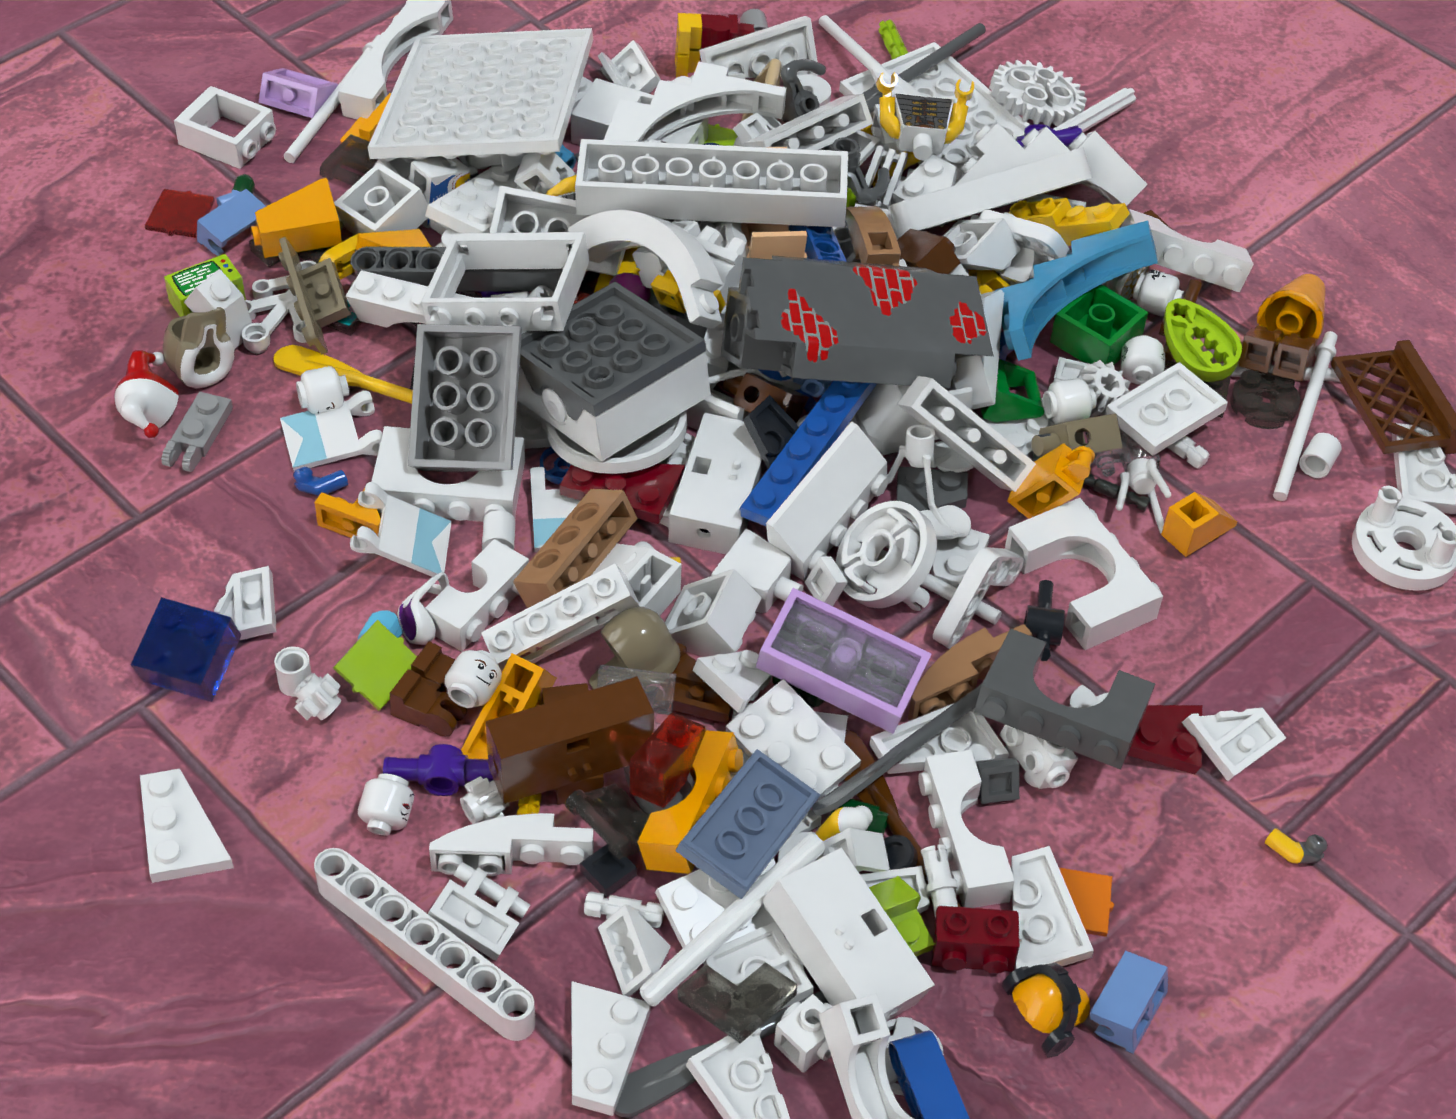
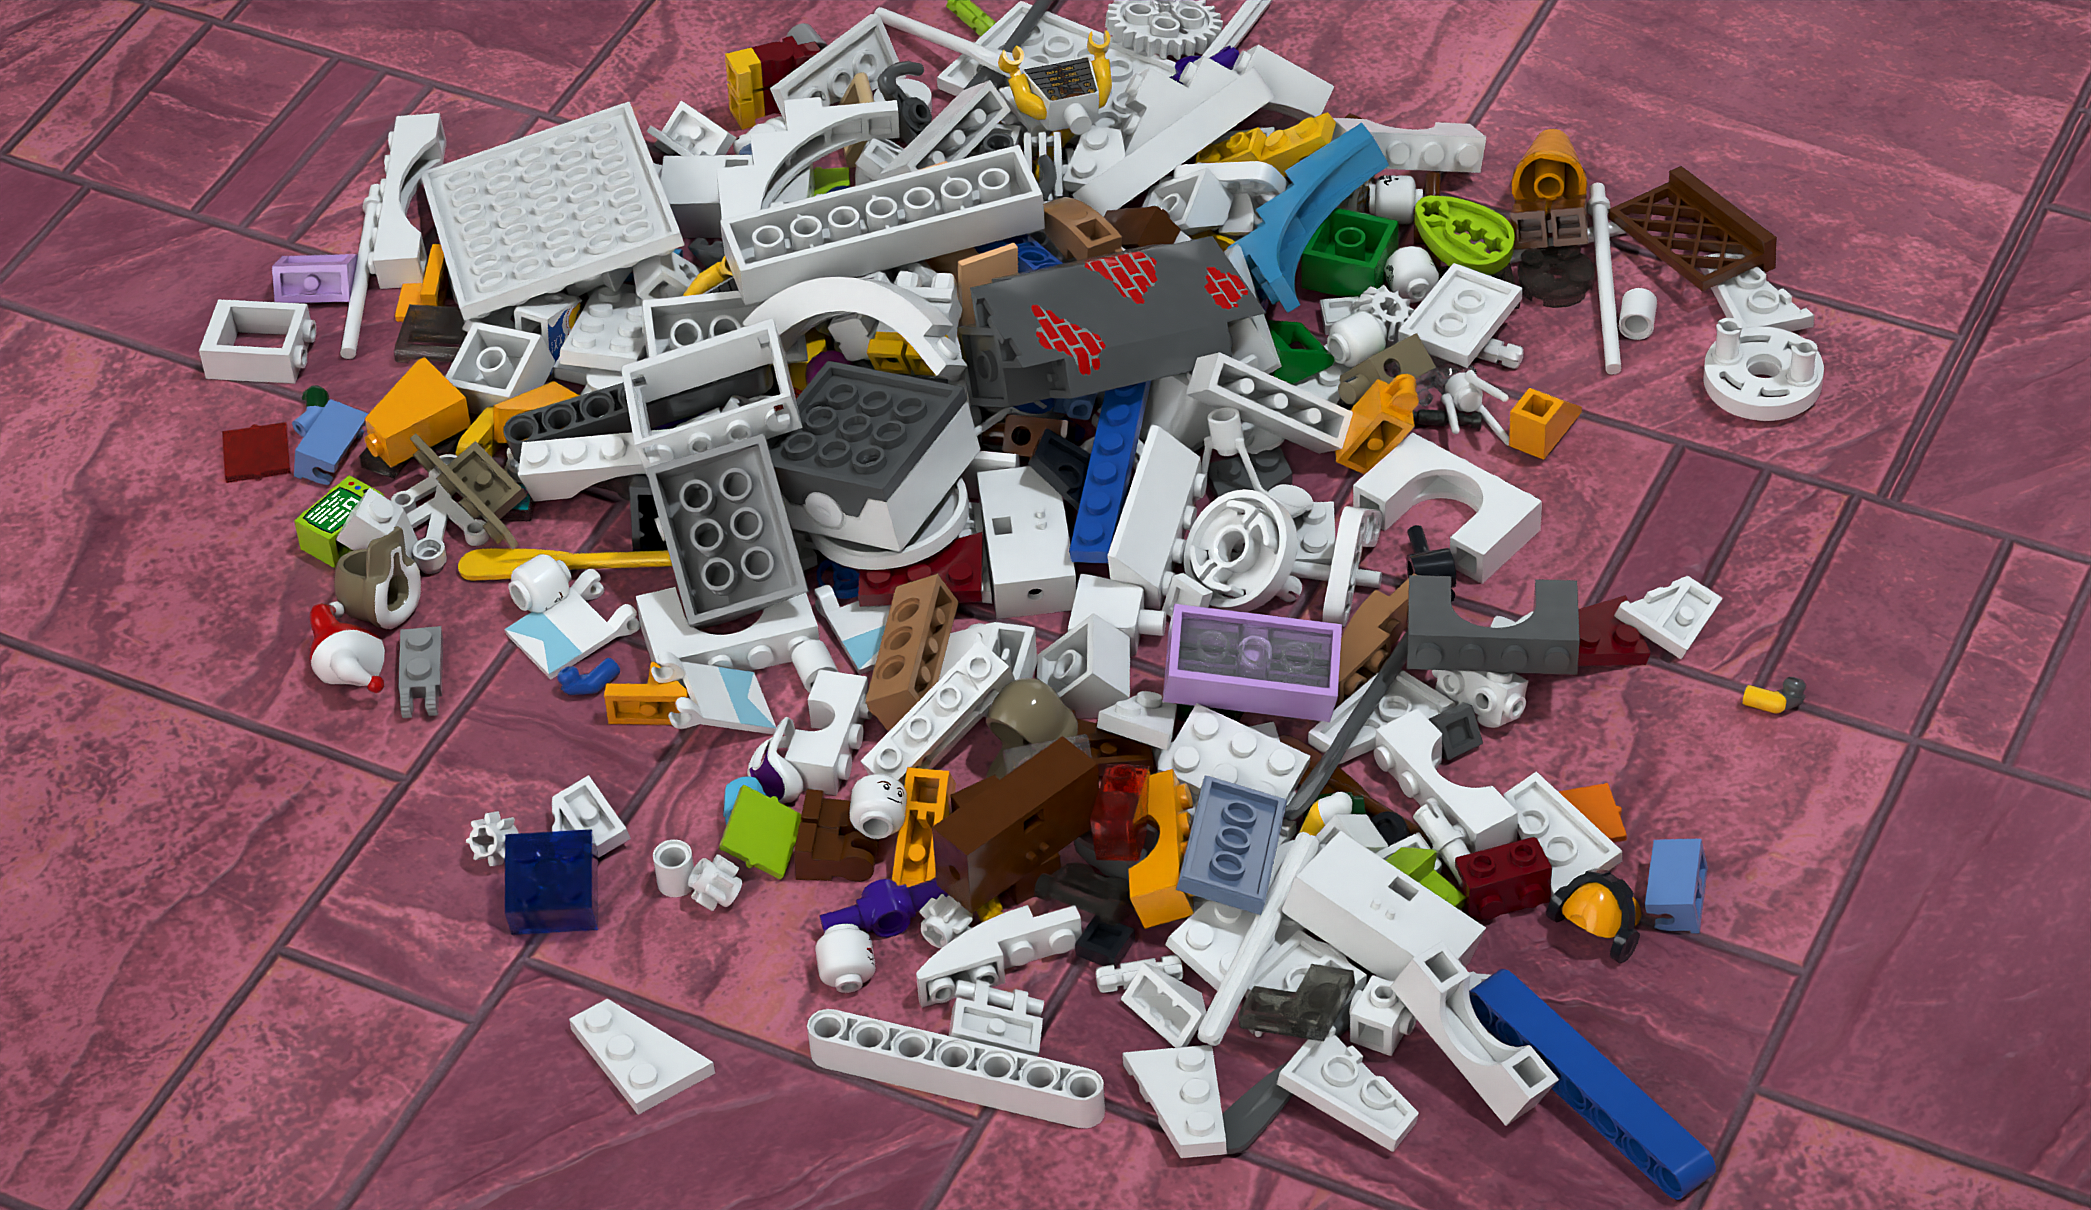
camera: 15 degrees left, 5 degrees down
(166, 586) = (488, 837): none -> white gear

